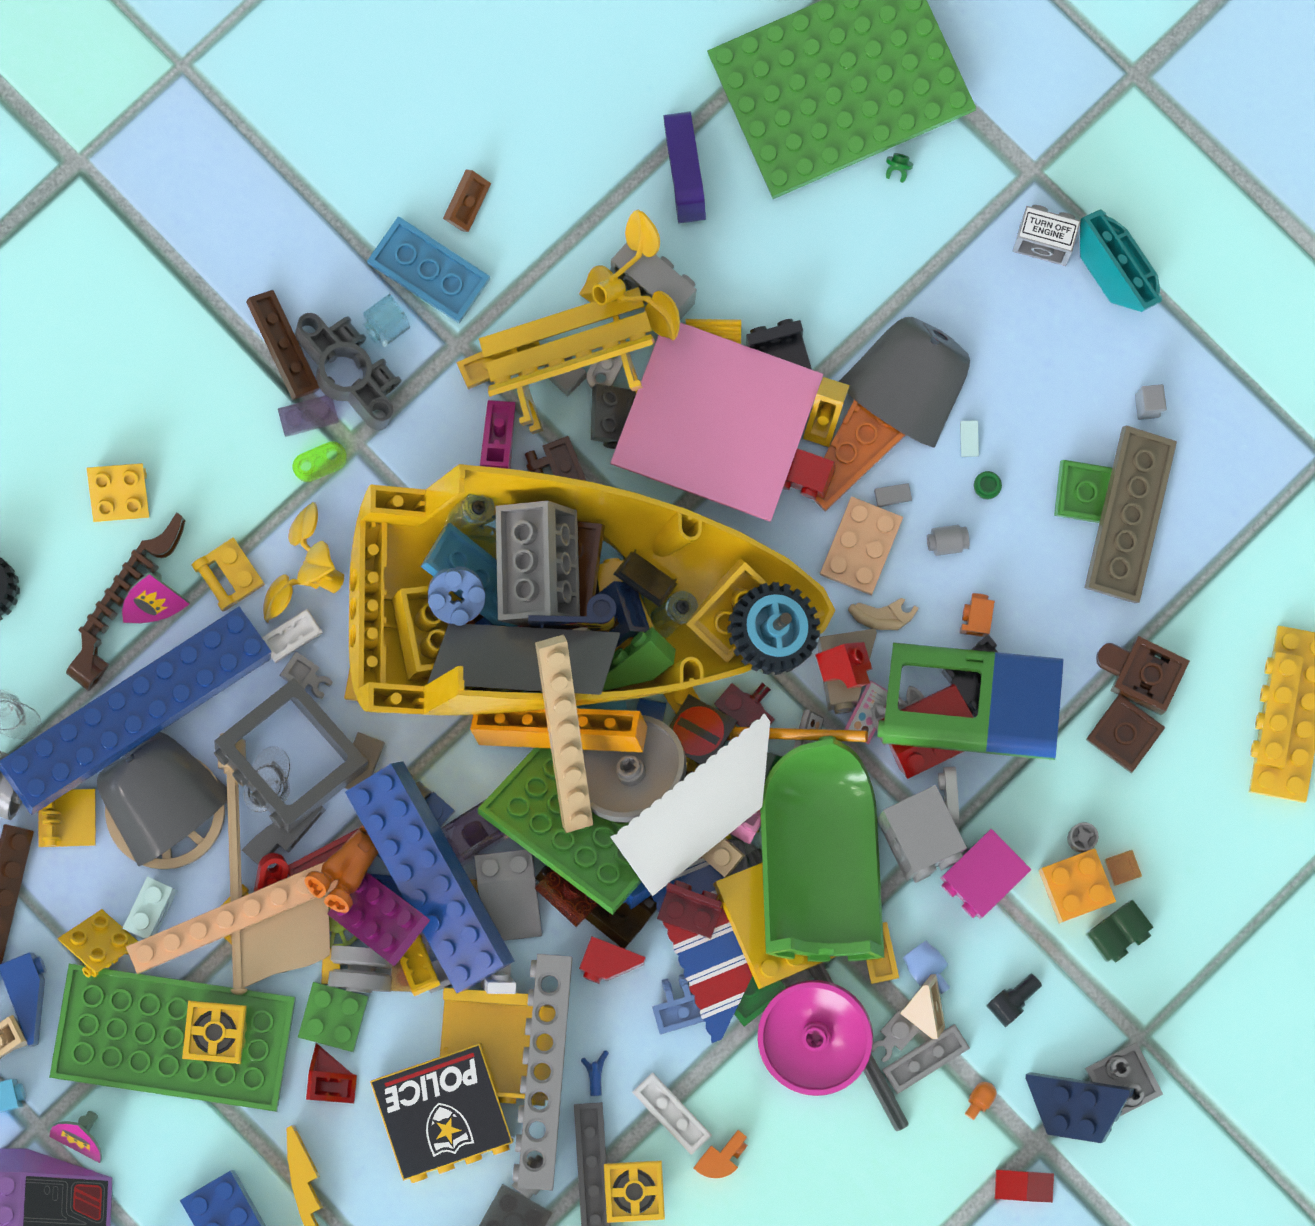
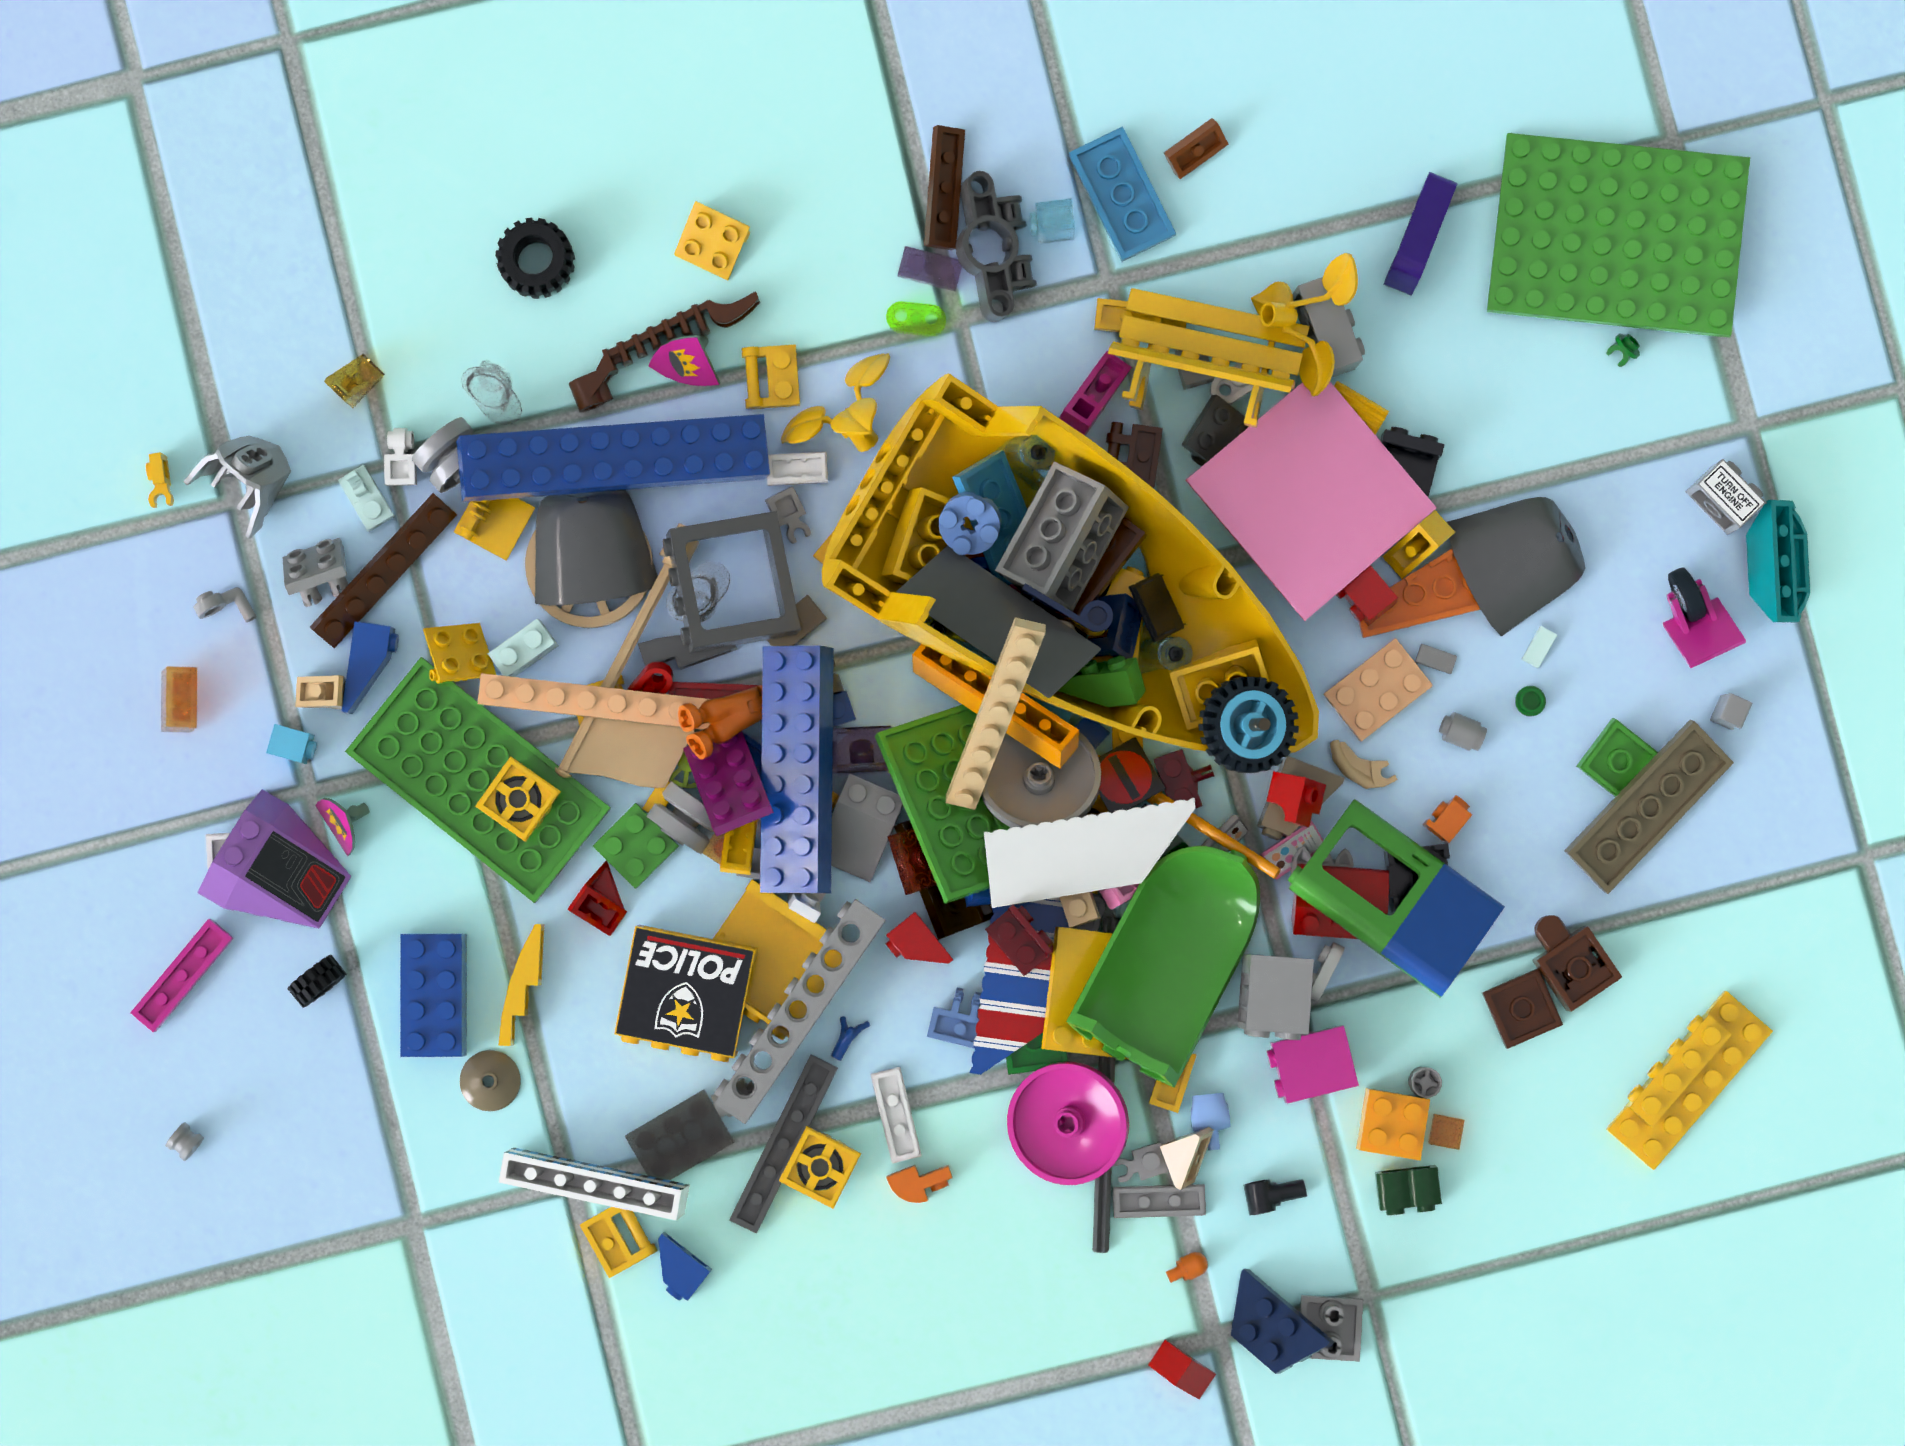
camera: 35 degrees right, 5 degrees up
(1084, 348) = (1706, 625): none -> dark pink plate

